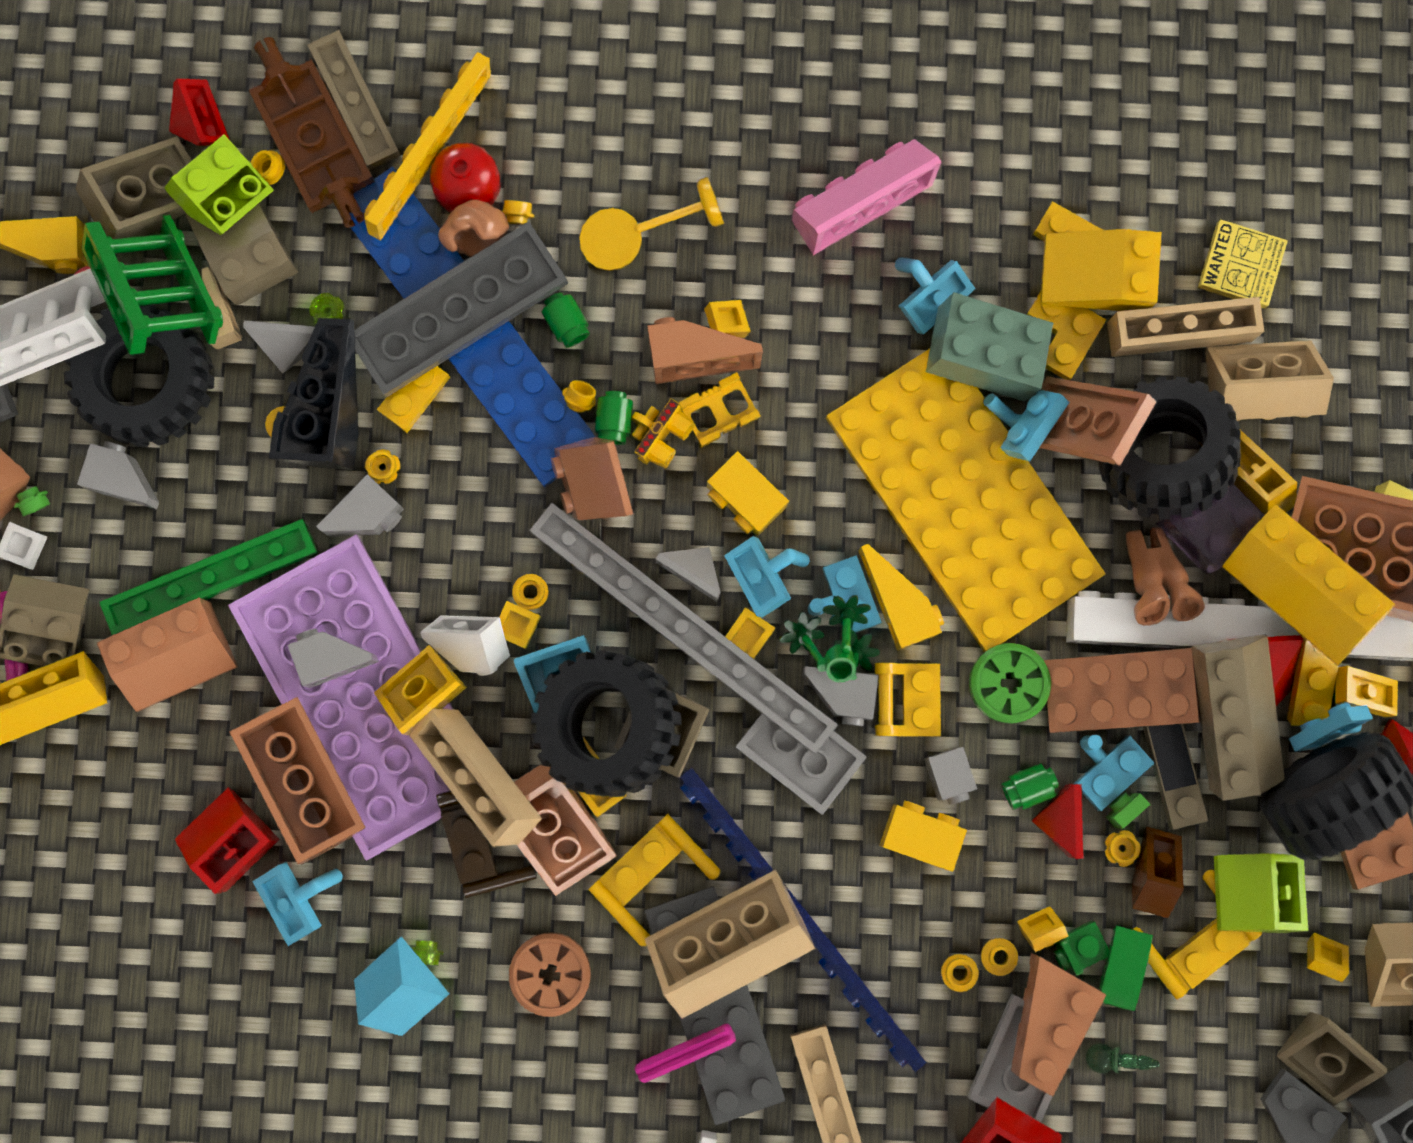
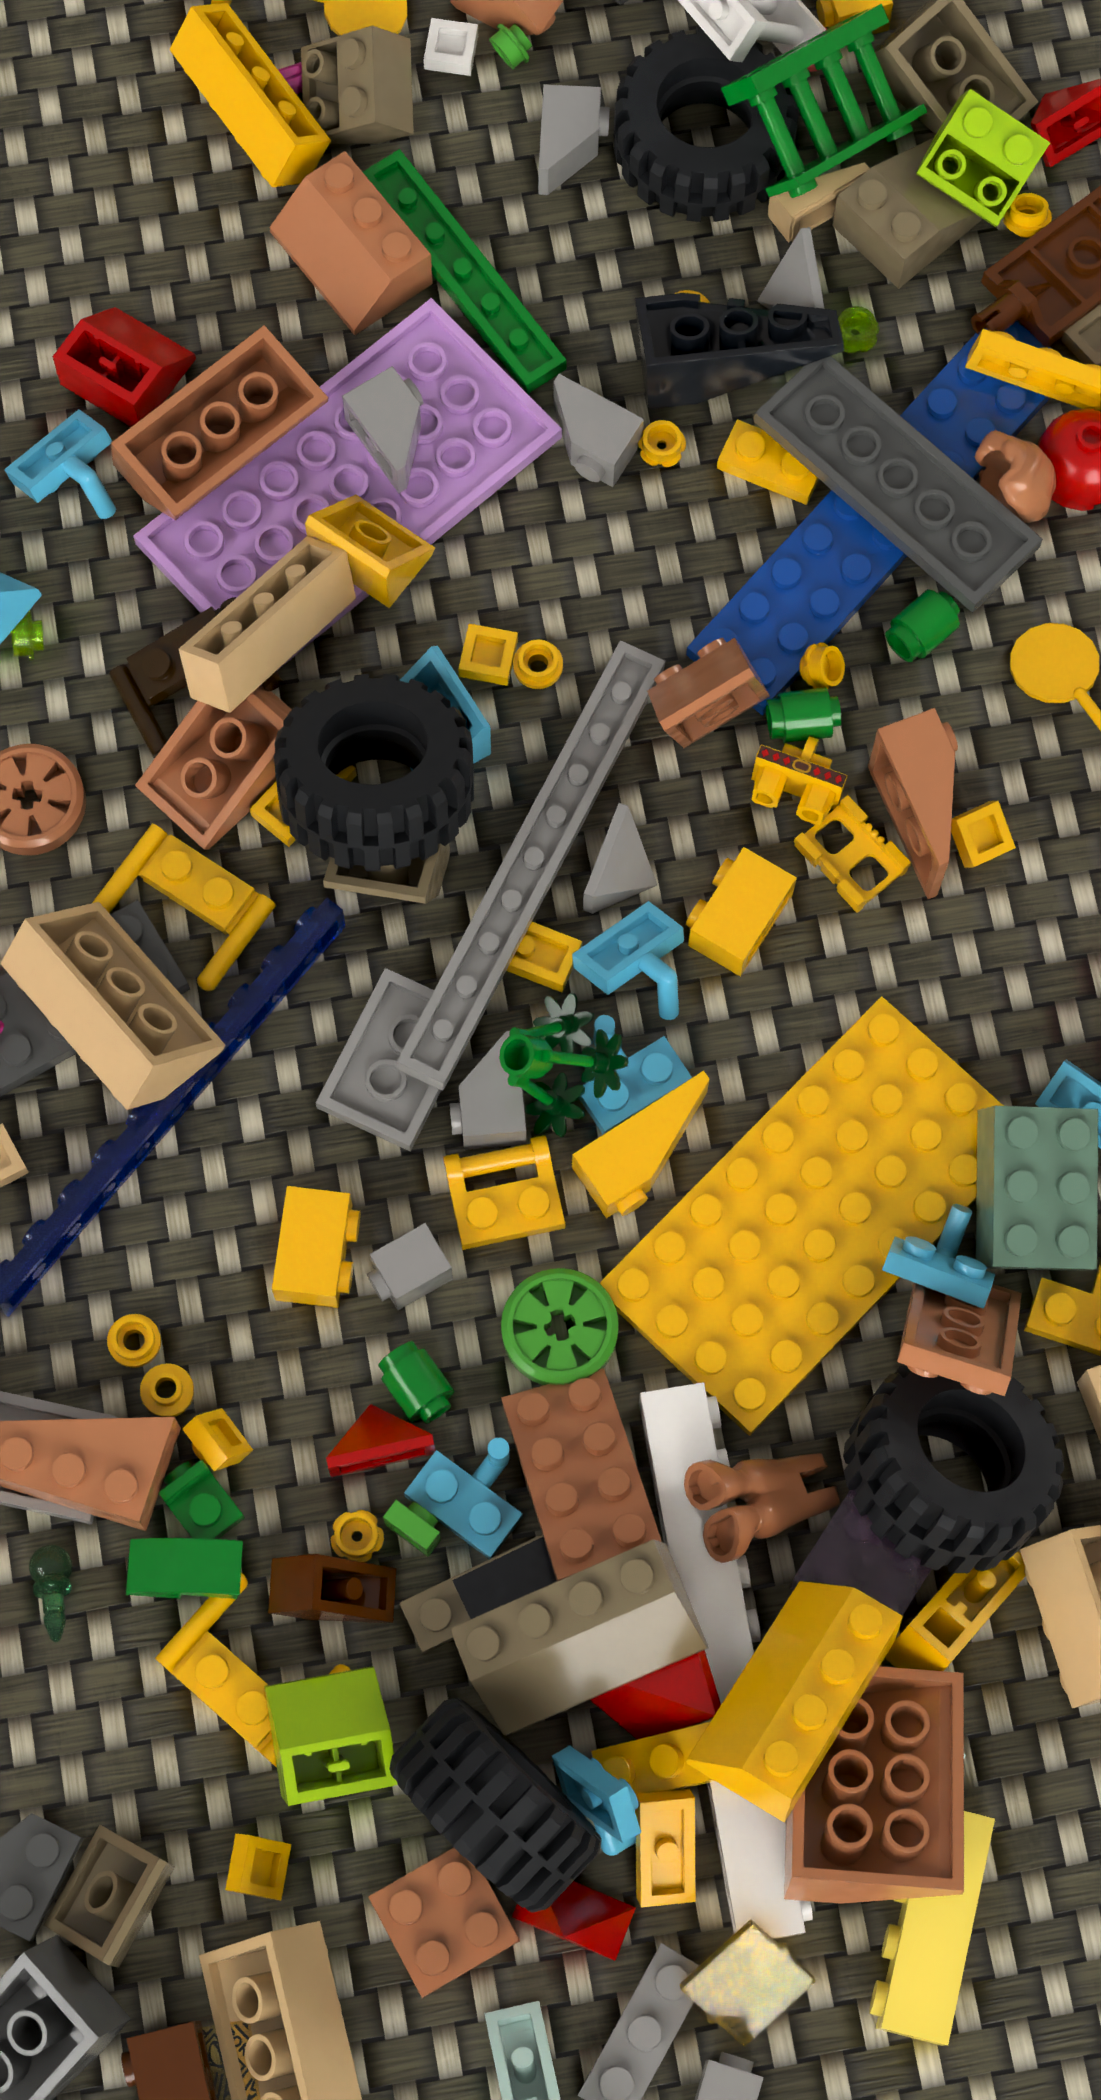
camera: 80 degrees right, 10 degrees down
(469, 642) = (449, 597): white slope -> none
(517, 211) = (1056, 533): yellow plate -> none

